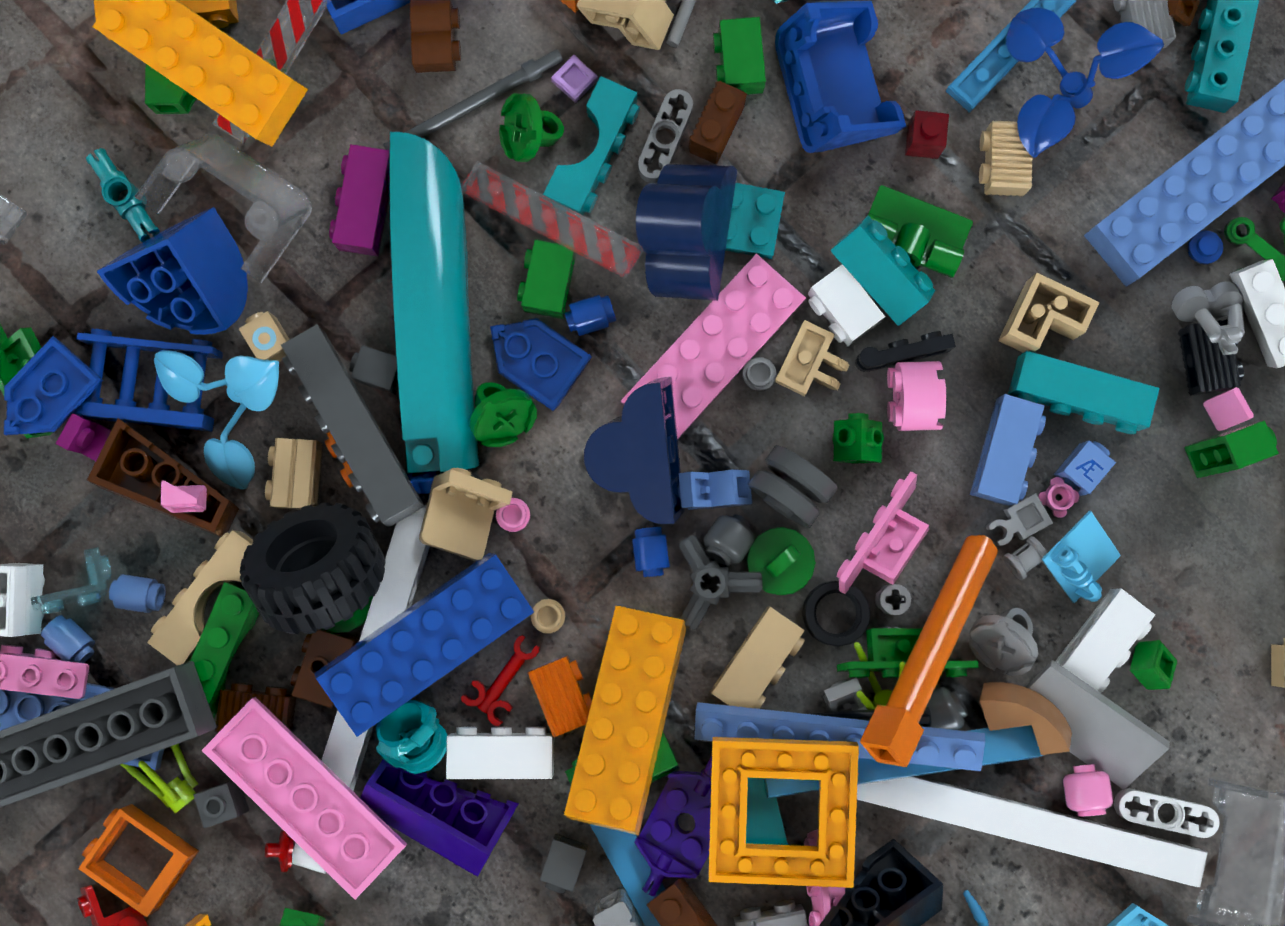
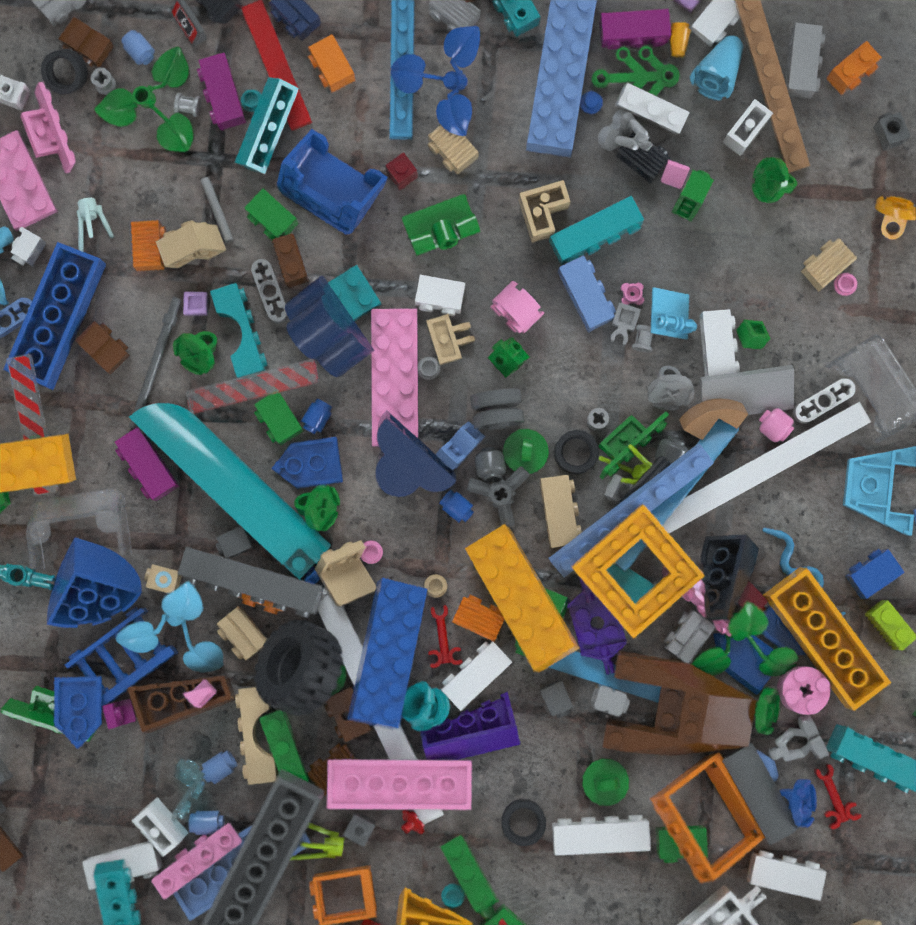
camera: 45 degrees left, 0 degrees up
(884, 270) = (443, 260): teal brick -> none
(890, 541) = (569, 391): bright pink bracket -> none
(896, 727) = (653, 479): orange brick -> none
(901, 351) = (490, 291): black plate -> none
(1085, 467) = (631, 267): medium blue brick -> none

